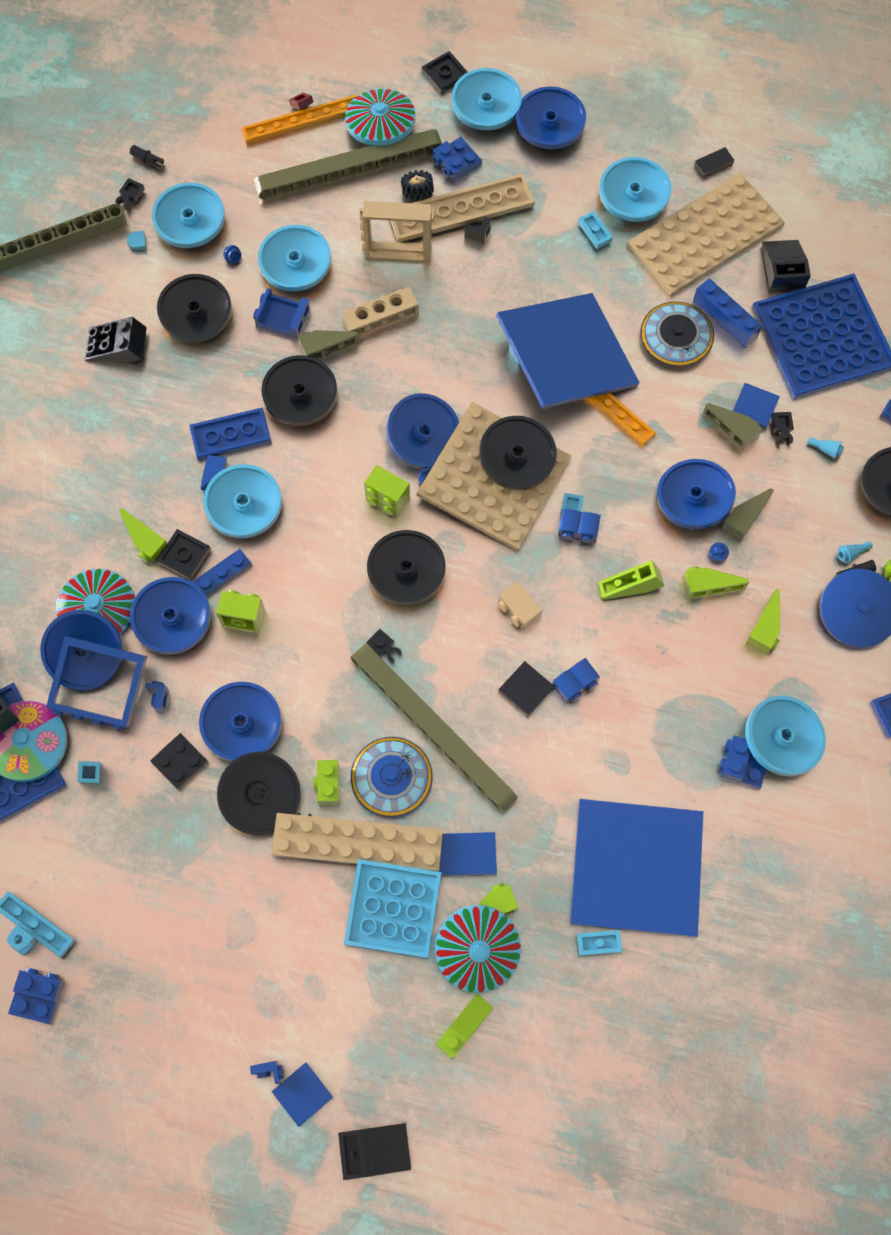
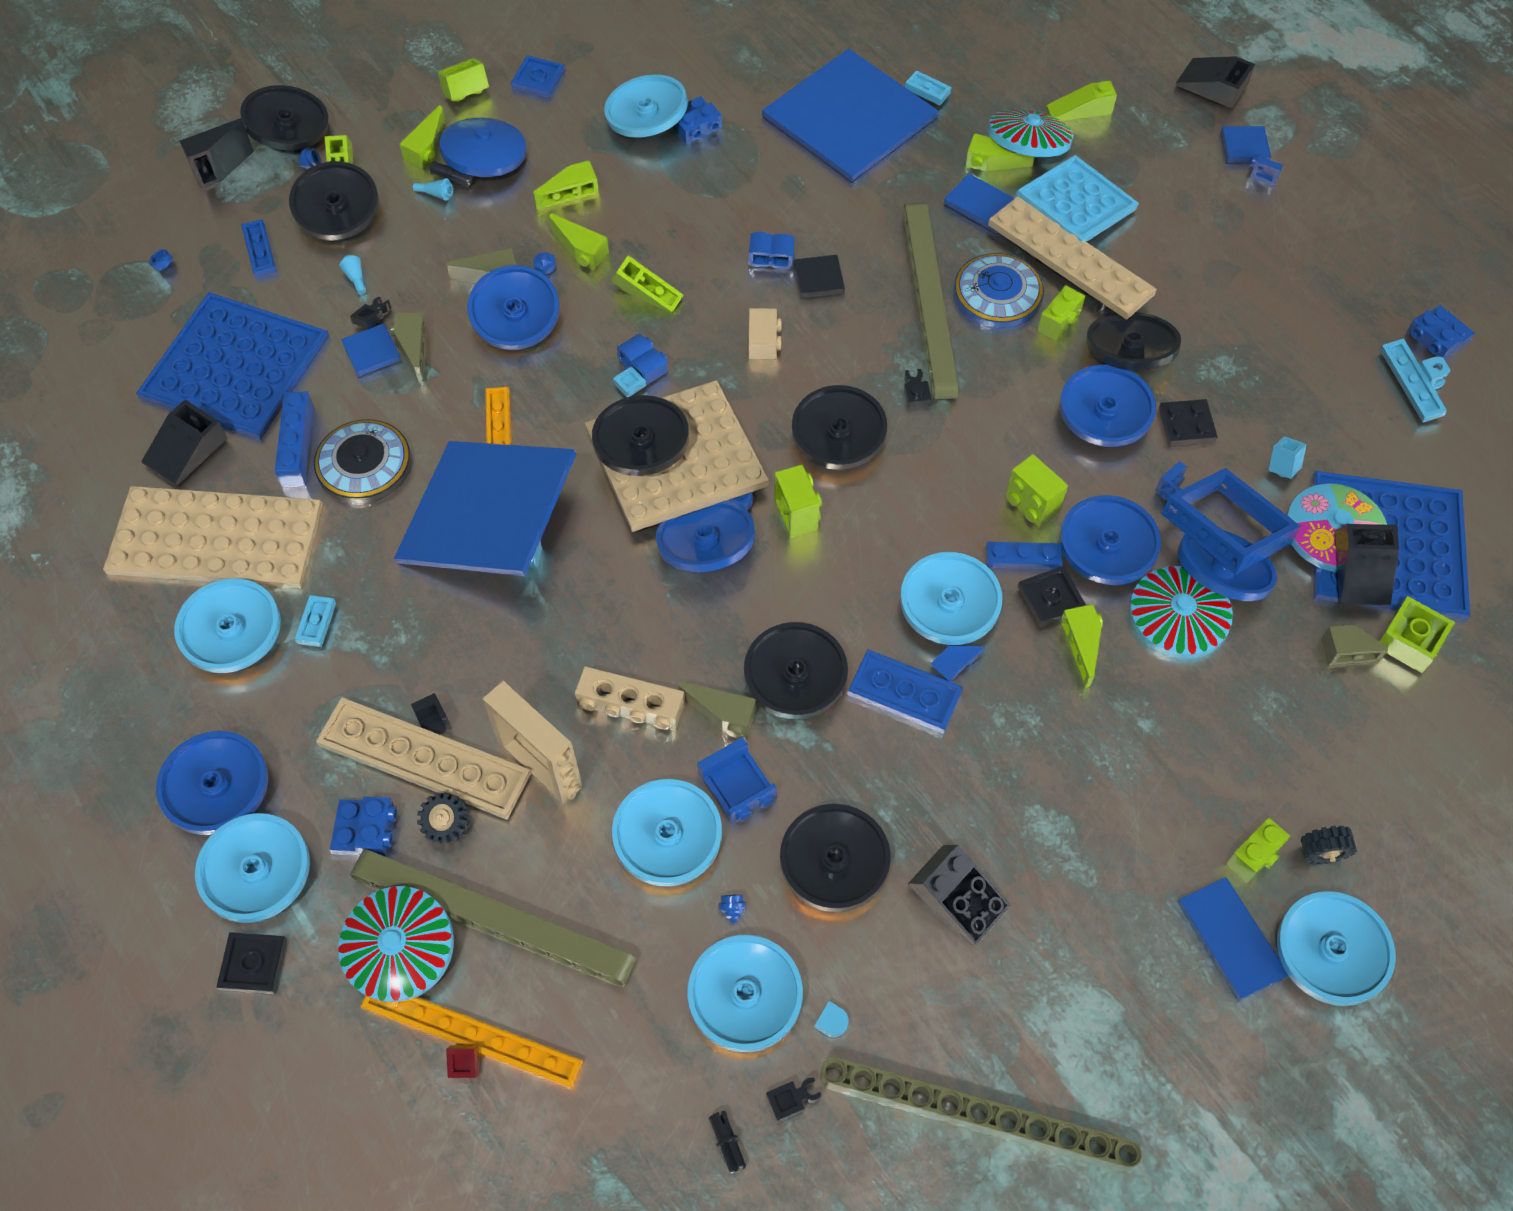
camera: 140 degrees left, 10 degrees down
(714, 162) = (111, 604): black tile -> none

